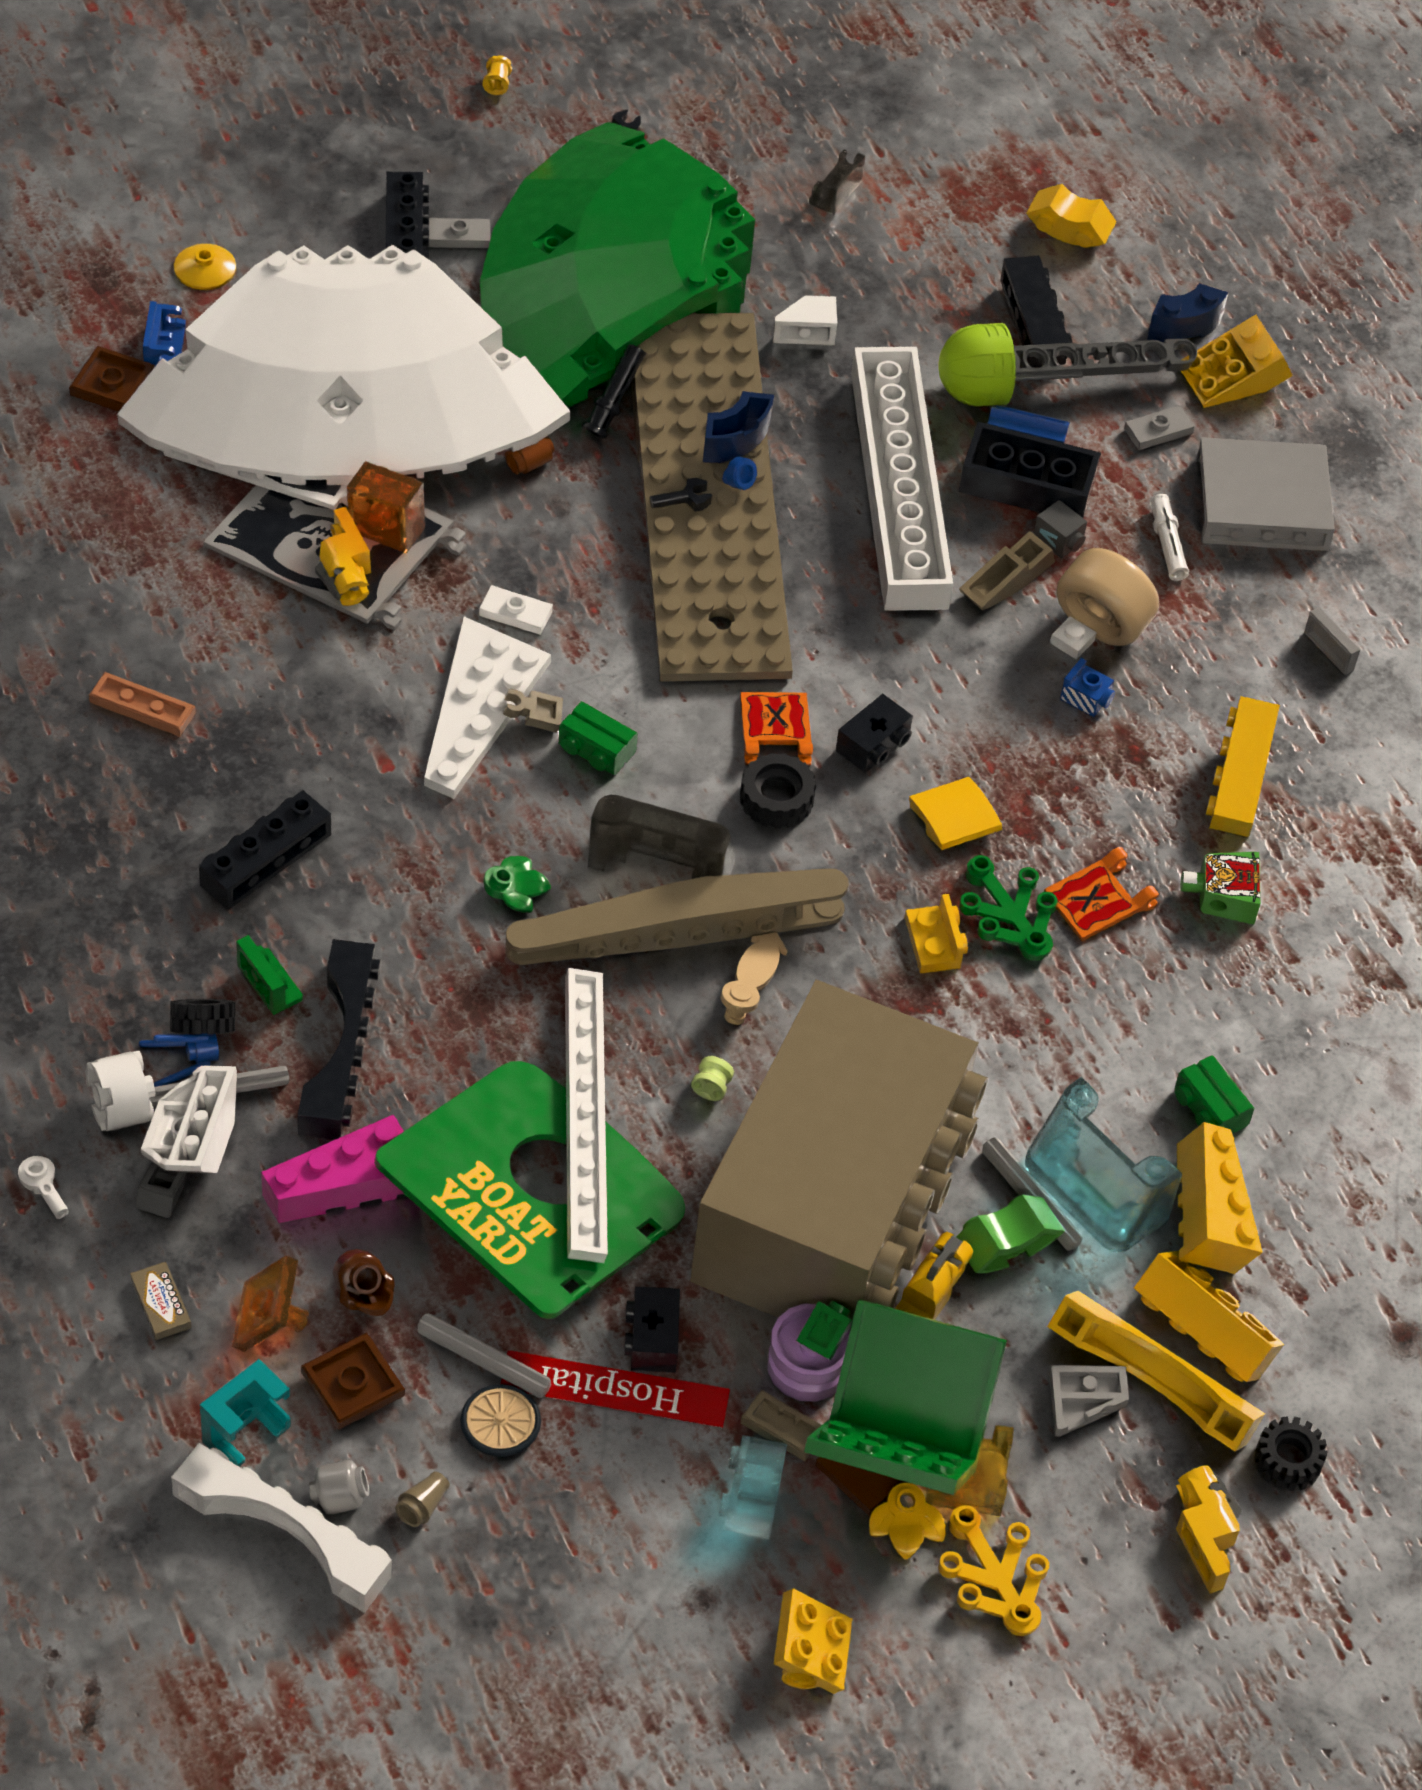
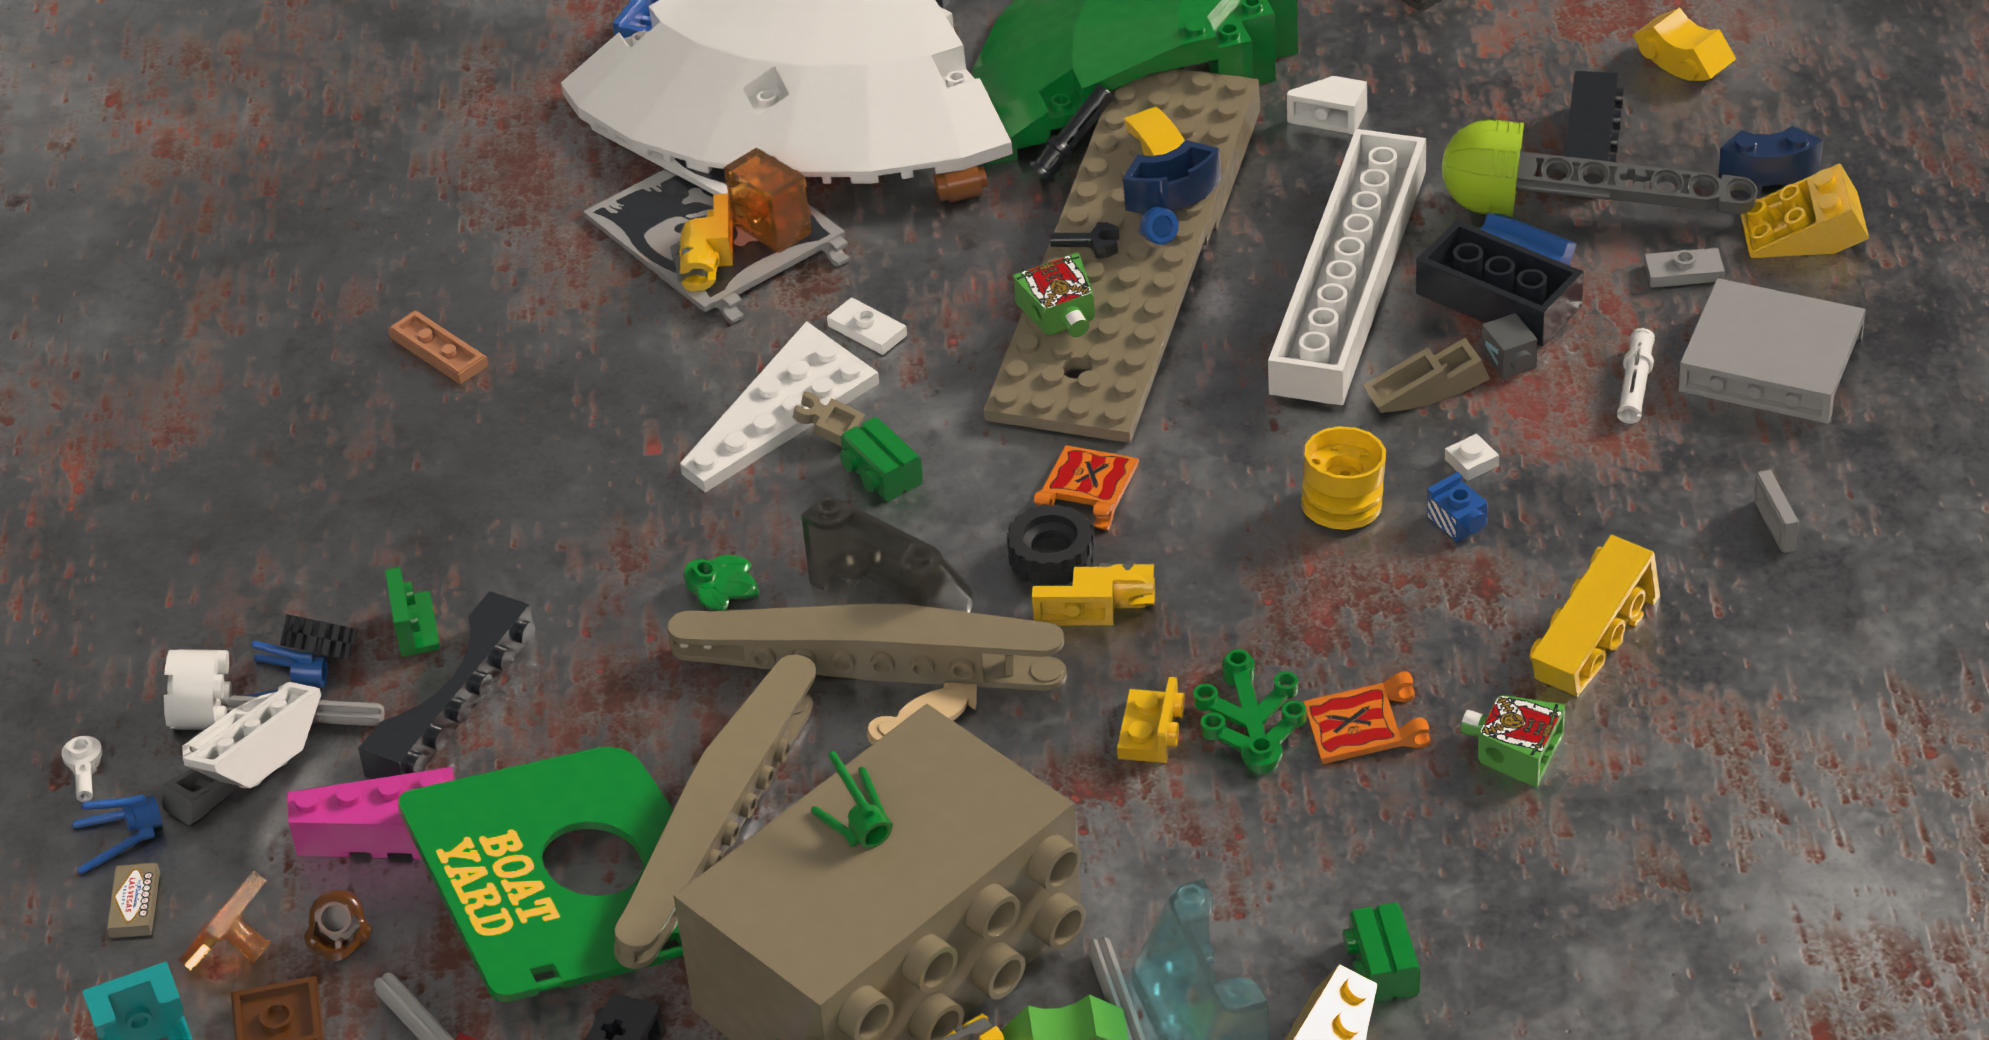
camera: 30 degrees right, 10 degrees down
(109, 378) = (567, 50): reddish brown tile -> none
(123, 1221) = (139, 813): none -> blue plant
(264, 849) = (477, 499): black brick -> none
(585, 1117) = (630, 850): white plate -> none
(632, 1102) = (716, 804): none -> dark tan piece
(686, 557) = (1057, 296): none -> torso
(702, 385) = (1154, 131): none -> yellow slope
(831, 1100) = (867, 821): none -> green plant
(838, 828) = (1095, 594): none -> yellow plate
(874, 733) = (1187, 508): black brick -> none
(955, 813) = (1239, 604): yellow slope -> none
(993, 681) = (1343, 478): none -> yellow wheel
(1108, 596) = (1516, 413): tan wheel -> none

